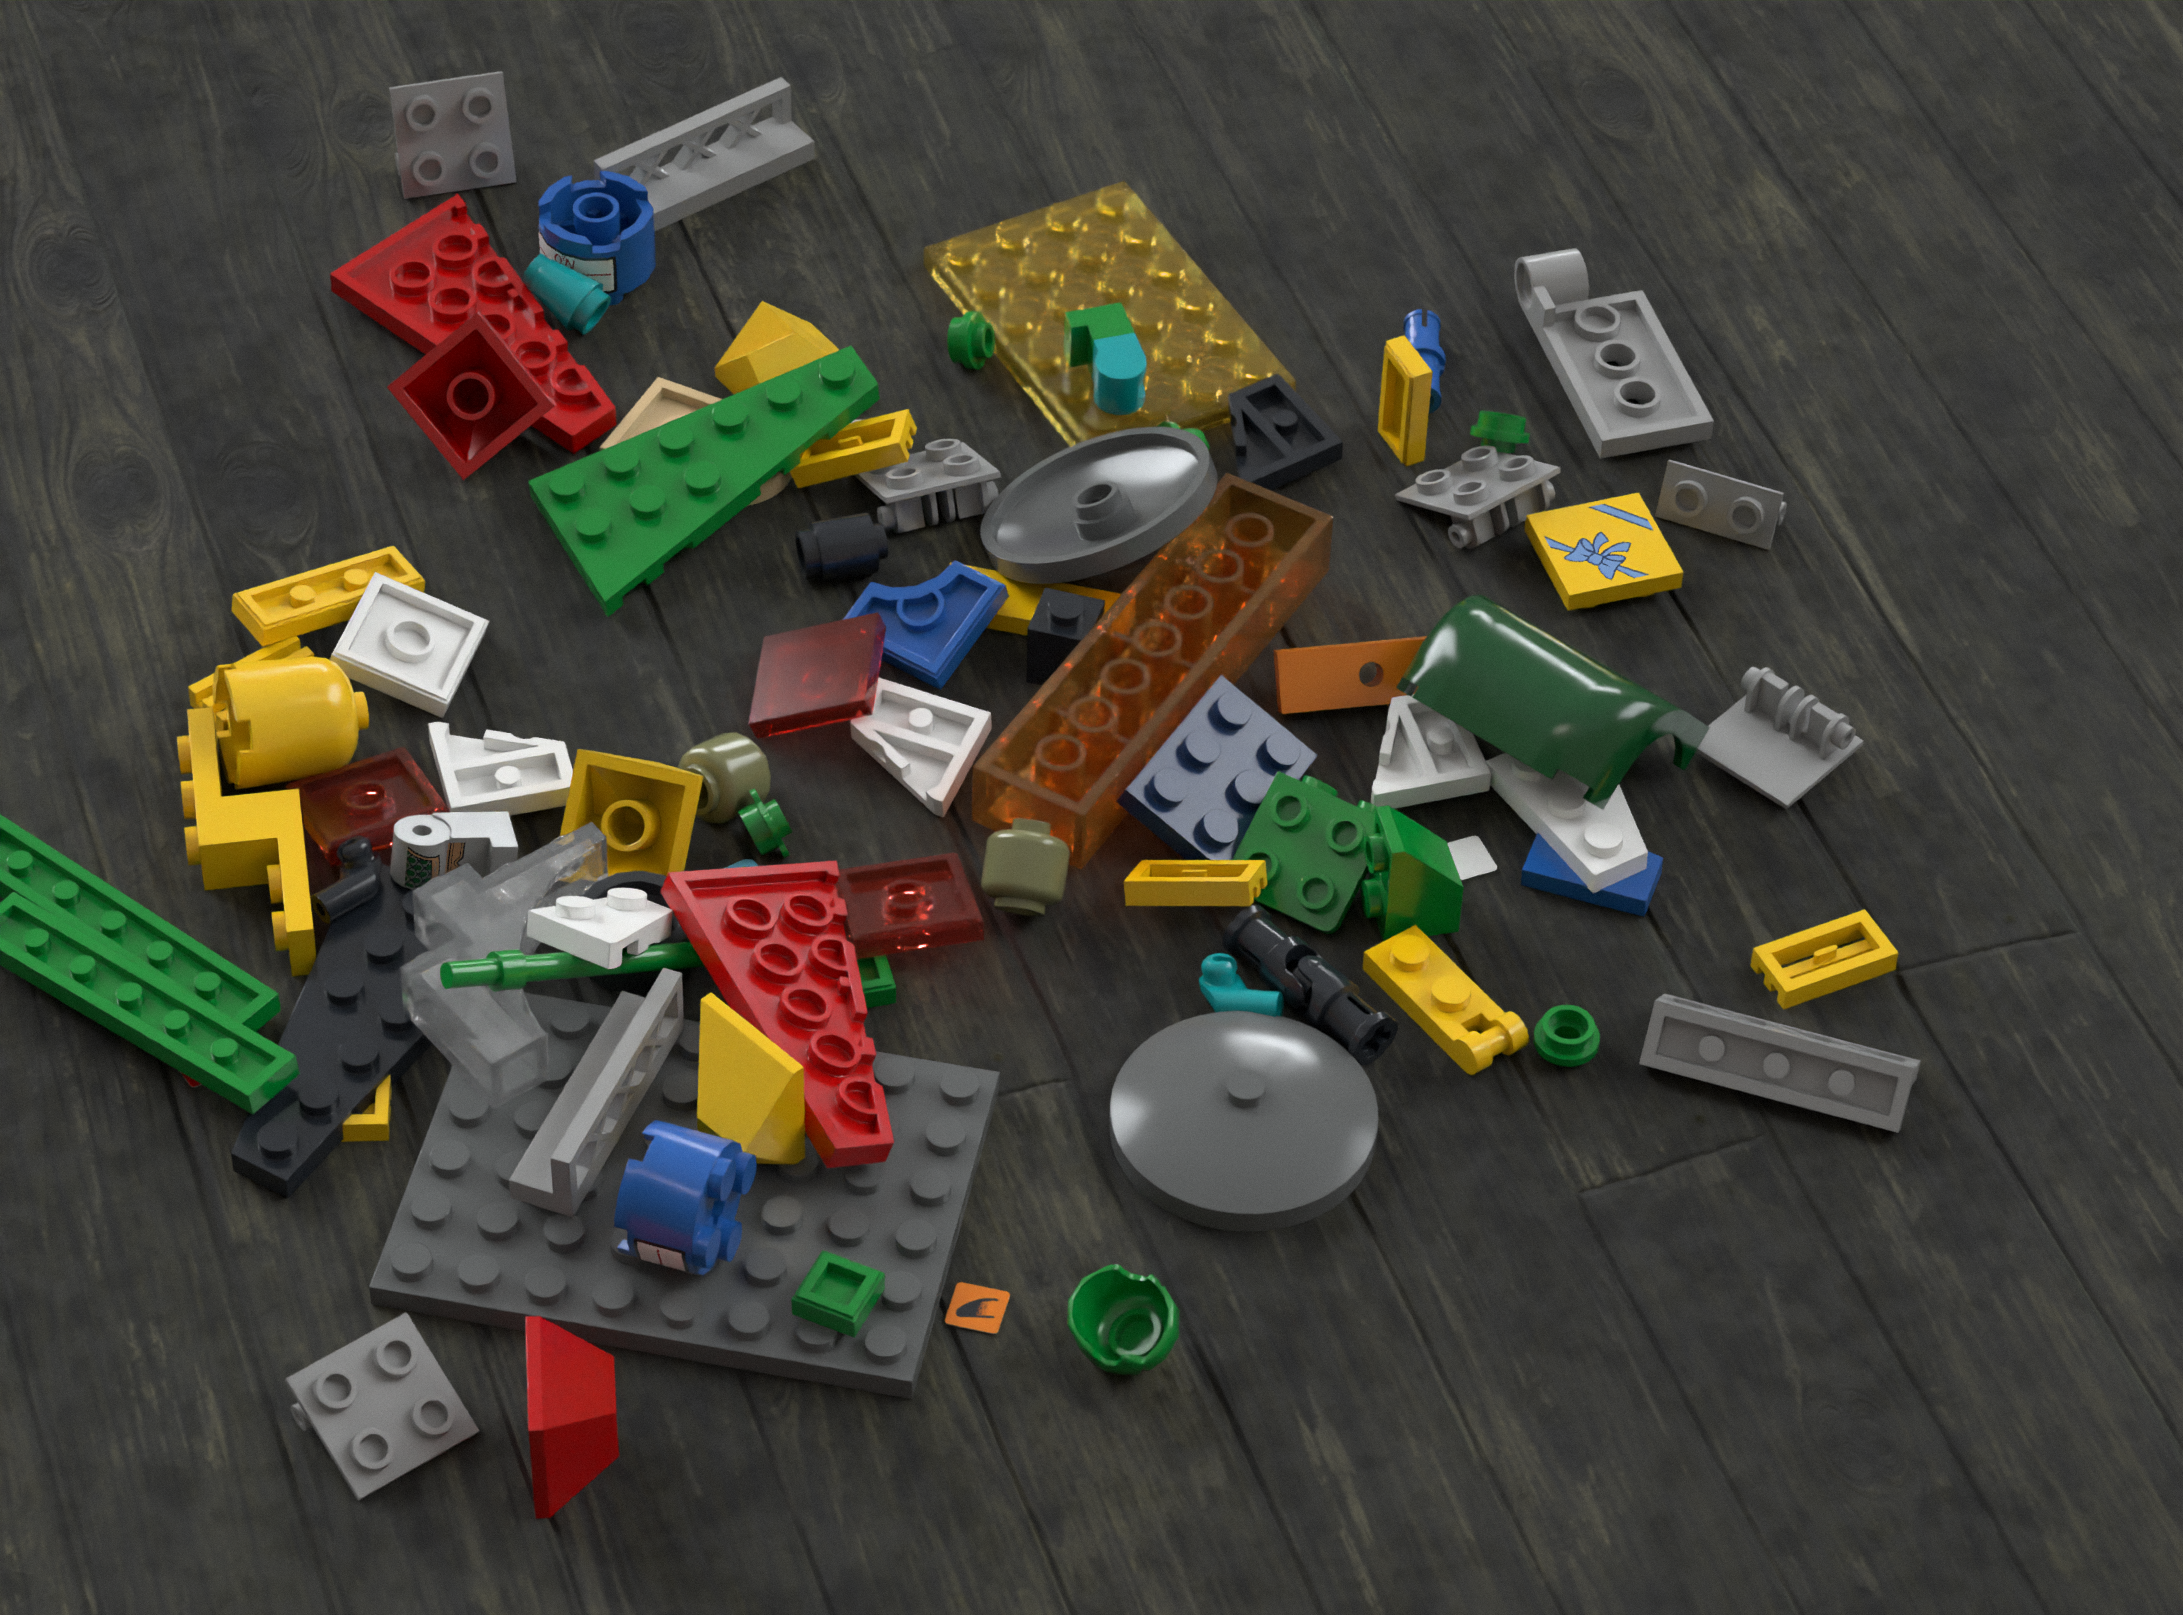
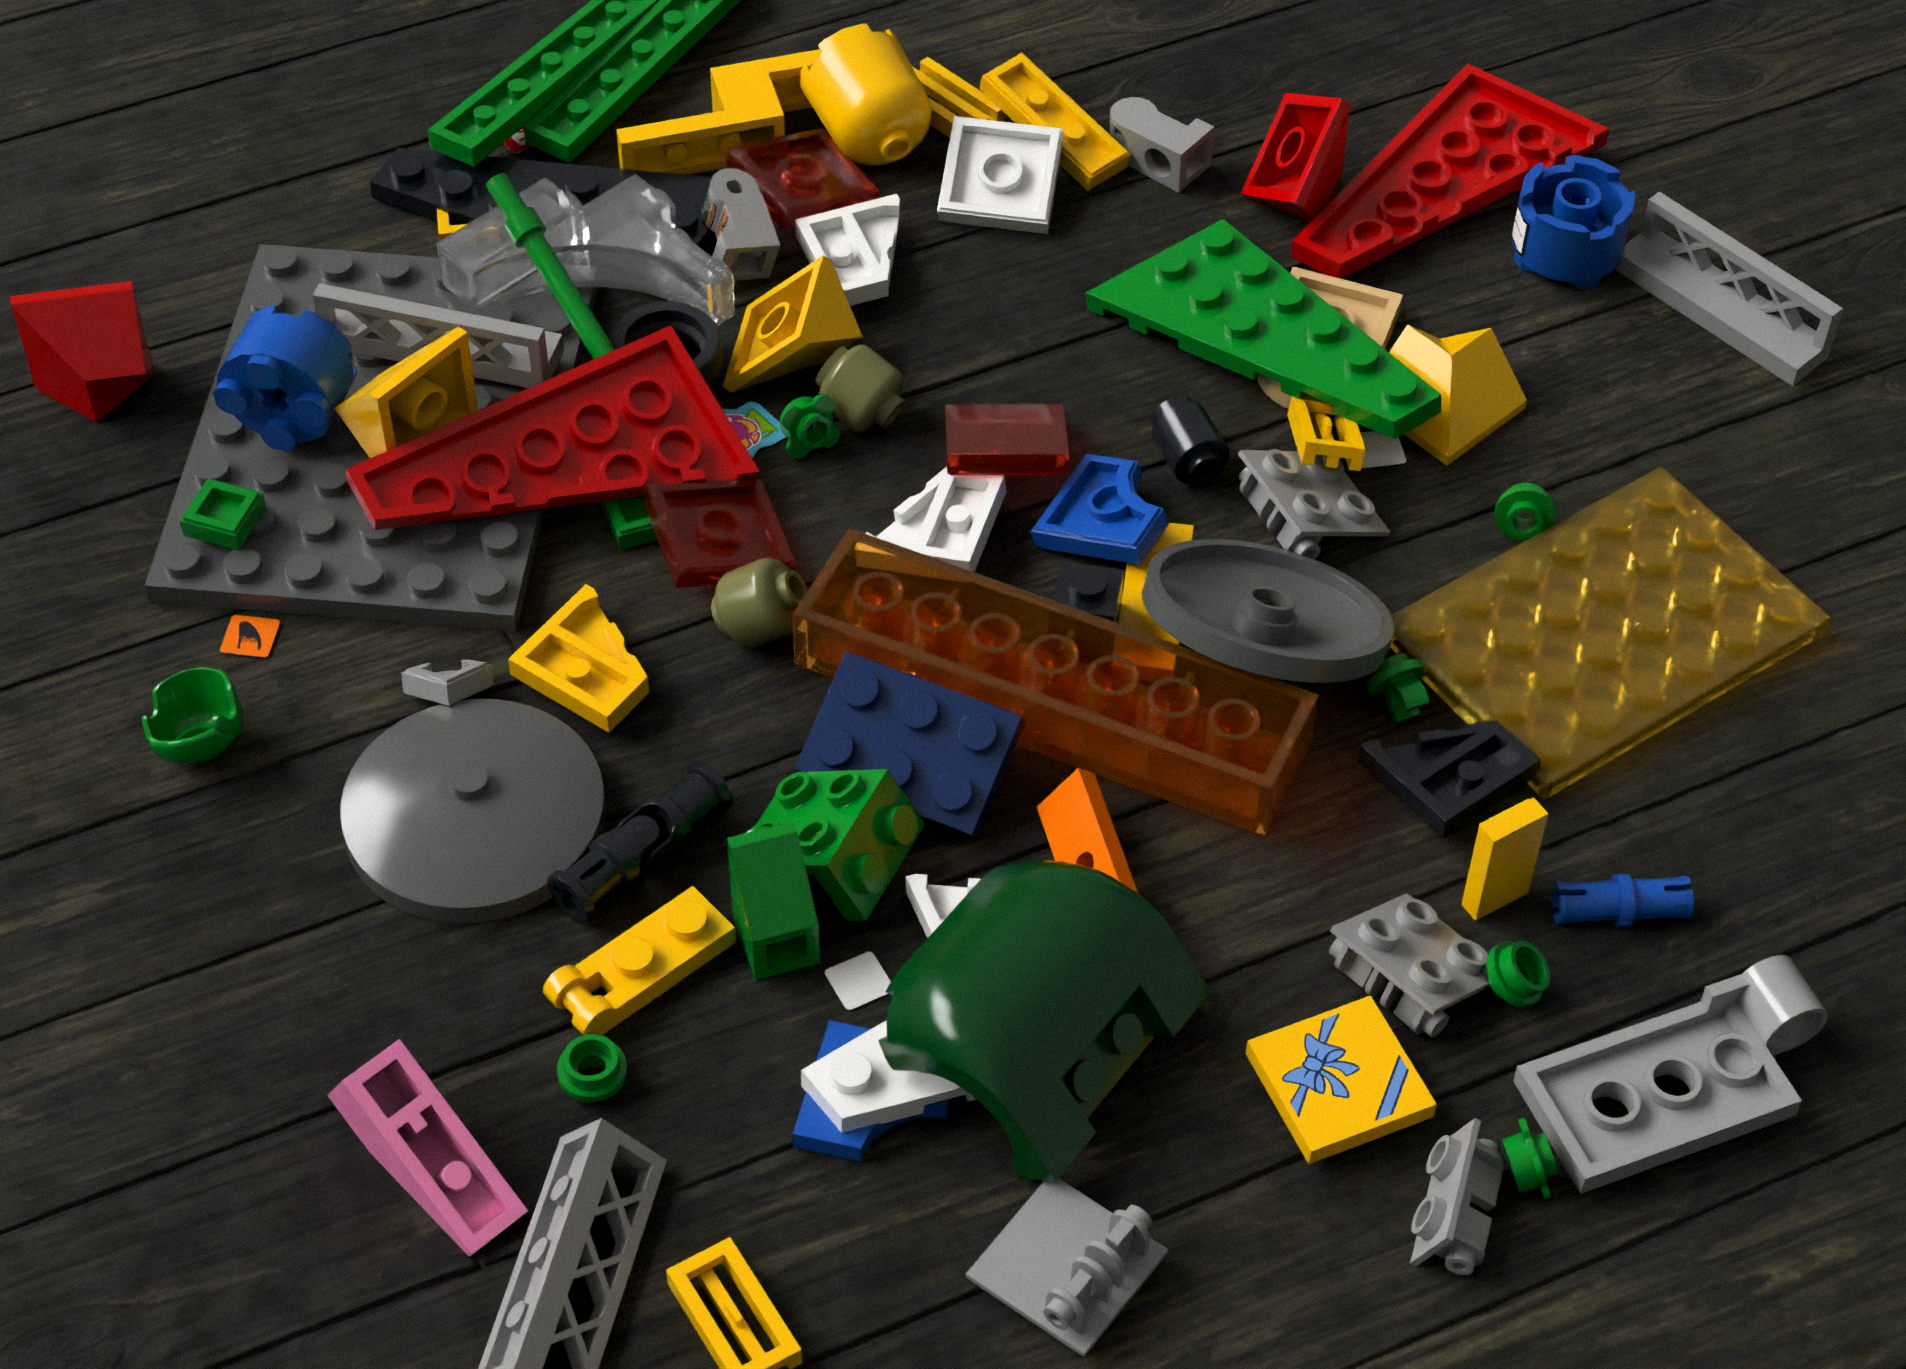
camera: 85 degrees right, 5 degrees up
(357, 881) = (691, 172): black arm -> none
(380, 1406) = (142, 249): light grey hinge -> none
(394, 515) = (1160, 144): none -> light grey leg
(452, 135) = (1677, 107): light grey hinge -> none
(567, 293) = (1490, 216): teal cone -> none
(602, 926) = (605, 293): white wing -> none
(1070, 1020) = (582, 663): none -> yellow wing
(1082, 1129) = (450, 685): none -> light grey tile
(1110, 350) = (1495, 603): leg -> none
(1195, 882) = (749, 762): yellow tile -> none
(1227, 991) = (632, 786): teal arm -> none
(1650, 1149) = (426, 1147): none -> bright pink slope
(1689, 447) = (1530, 1159): none -> green plate

